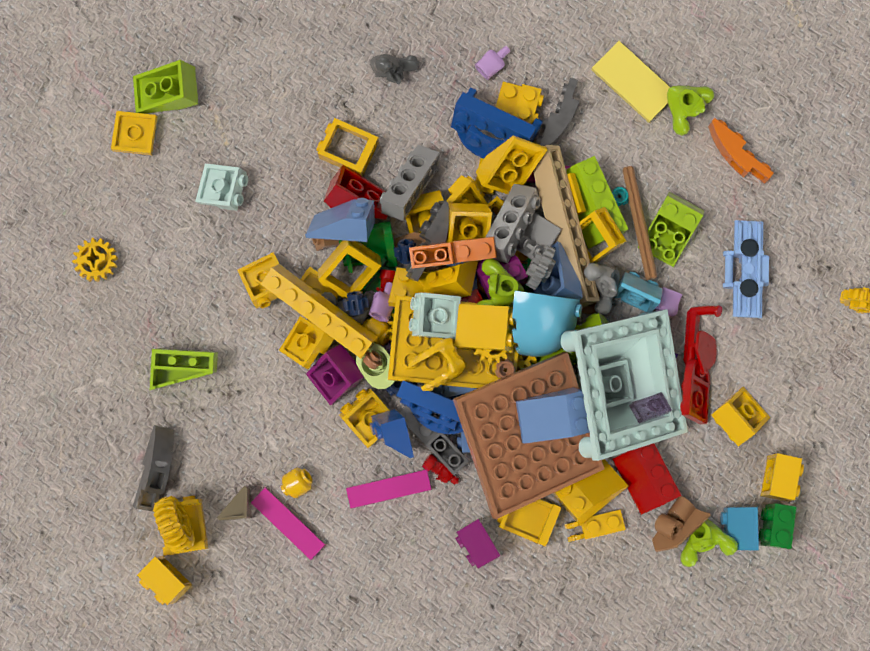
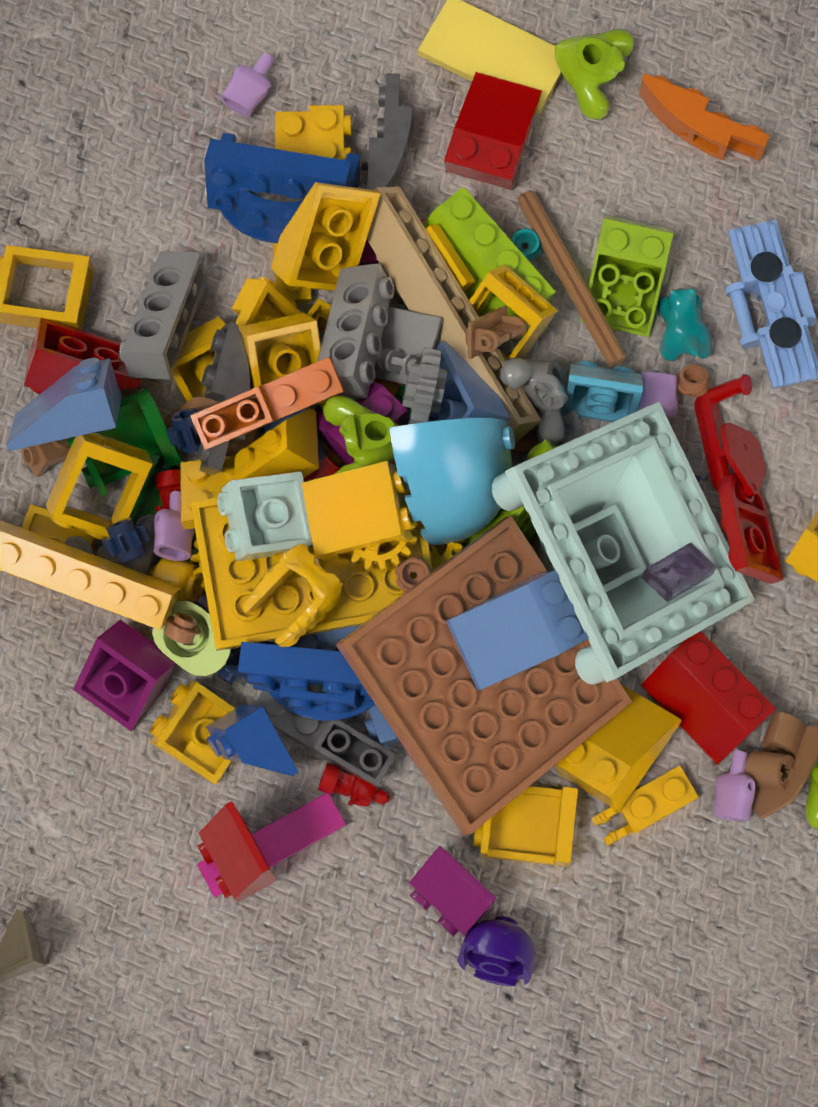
camera: 15 degrees left, 5 degrees down
(288, 523) = (112, 955): dark pink tile -> none
(296, 482) = (107, 879): yellow head -> none
(305, 342) = (58, 632): yellow plate -> none
(368, 491) = (235, 854): none -> red slope
(393, 67) = (83, 138): dark grey head -> none
(494, 582) = (498, 952): none -> dark purple cylinder
(587, 245) = (492, 330): none -> medium nougat hinge
(620, 125) = (492, 130): none -> red slope
(646, 532) = (734, 791): none -> lavender piece
(690, 295) = (693, 380): none -> nougat plate
(694, 267) = (684, 328): none -> teal animal

